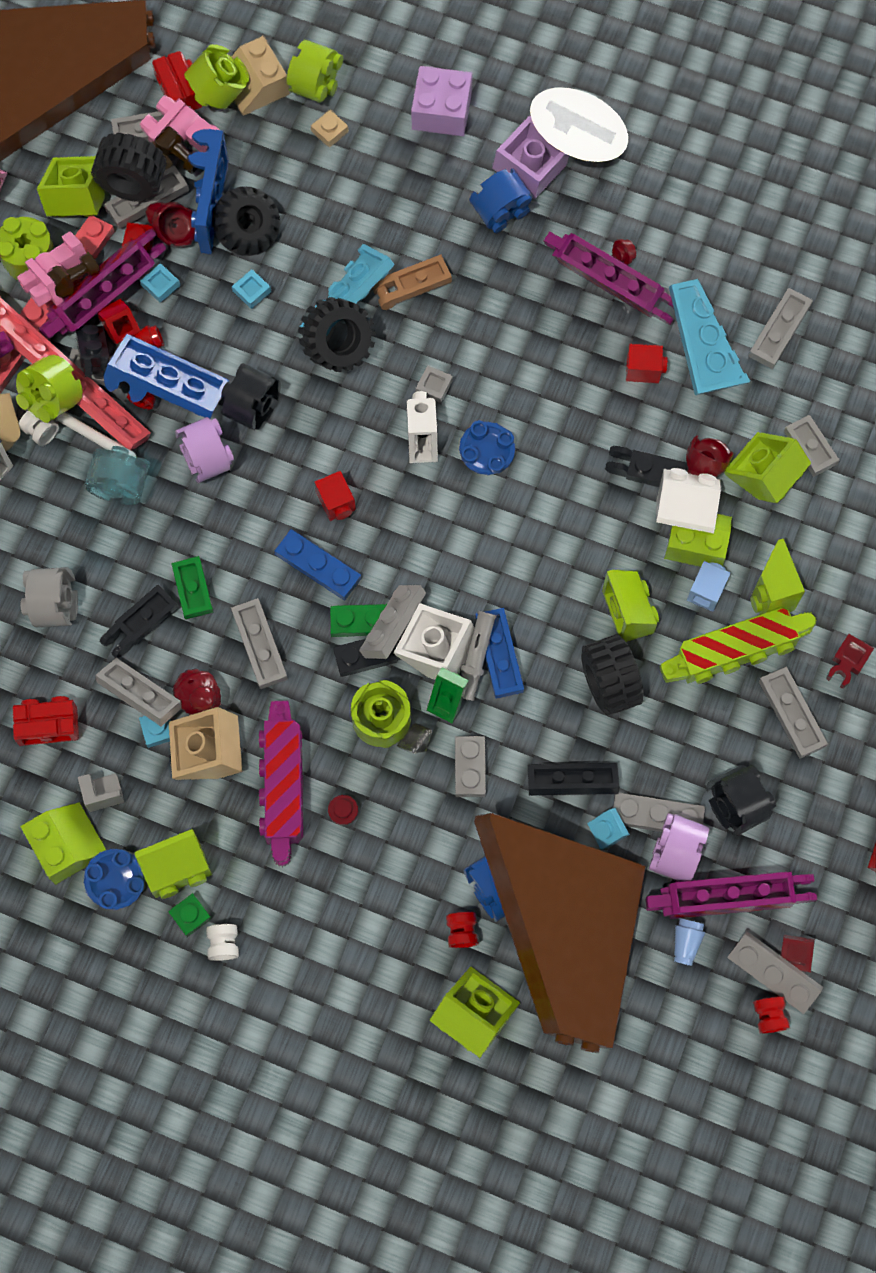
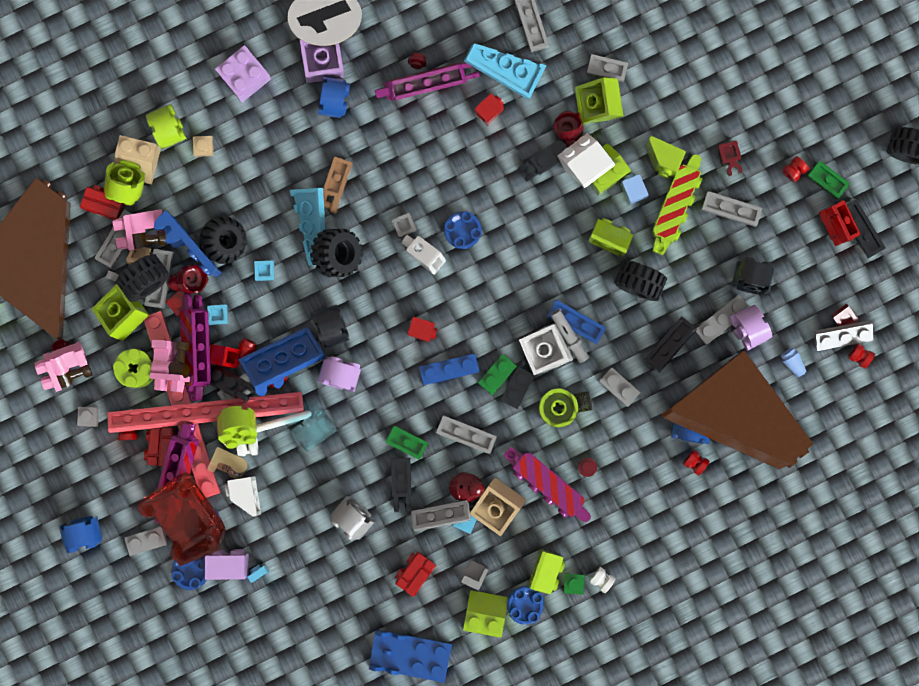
camera: 50 degrees left, 15 degrees up
(392, 621) = (516, 361): light grey plate -> none
(447, 695) = (578, 368): green plate -> none
(474, 1011) = (739, 490): lime slope -> none
(608, 829) = (709, 350): medium azure plate -> none
(731, 895) = (792, 323): magenta hinge -> none

